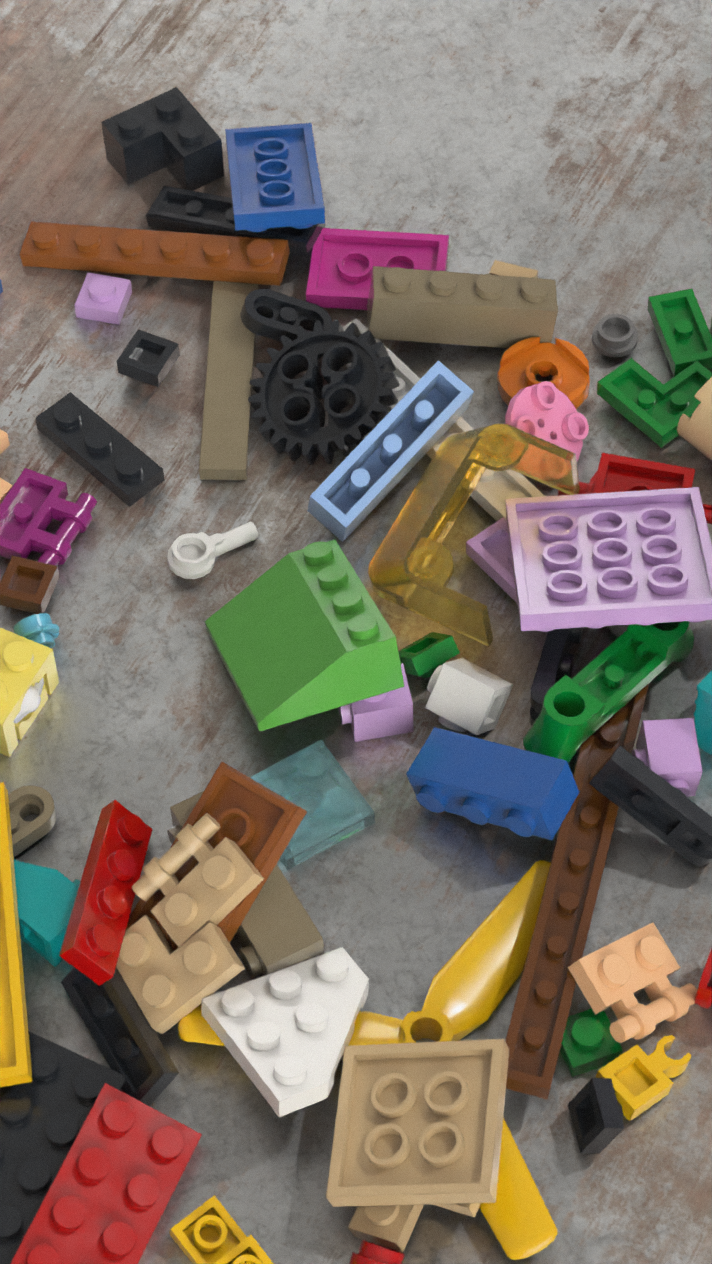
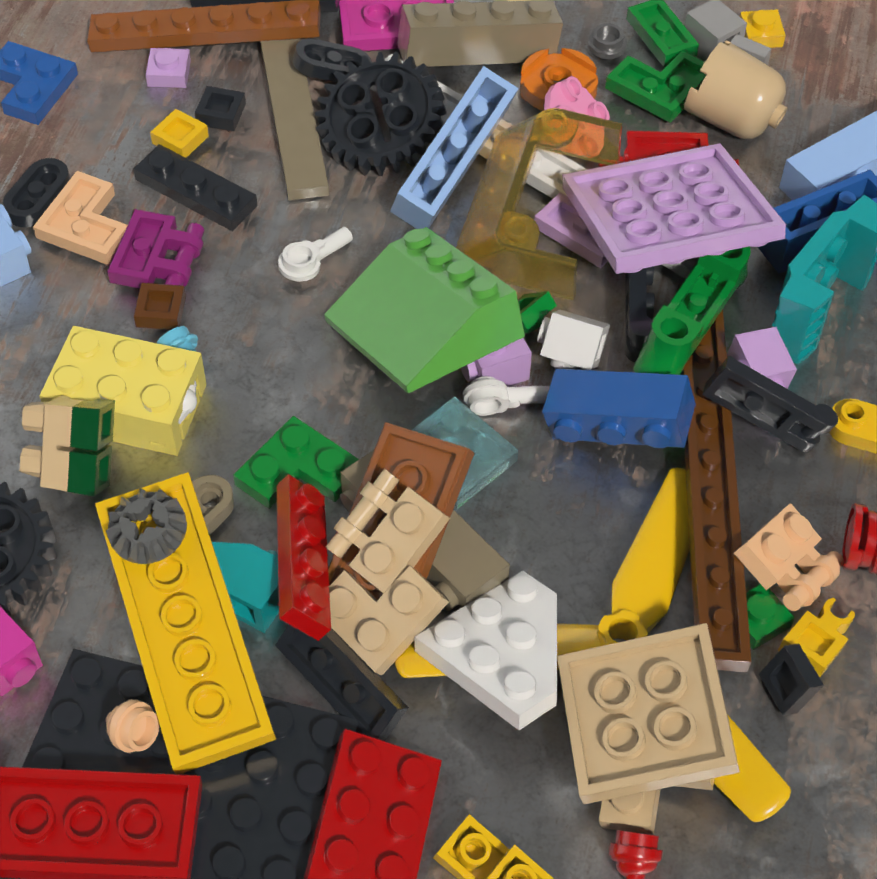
camera: 15 degrees left, 0 degrees up
(96, 382) = (179, 133): none -> yellow plate
(130, 776) = (297, 452): none -> green plate
(359, 746) = (492, 396): none -> white plate

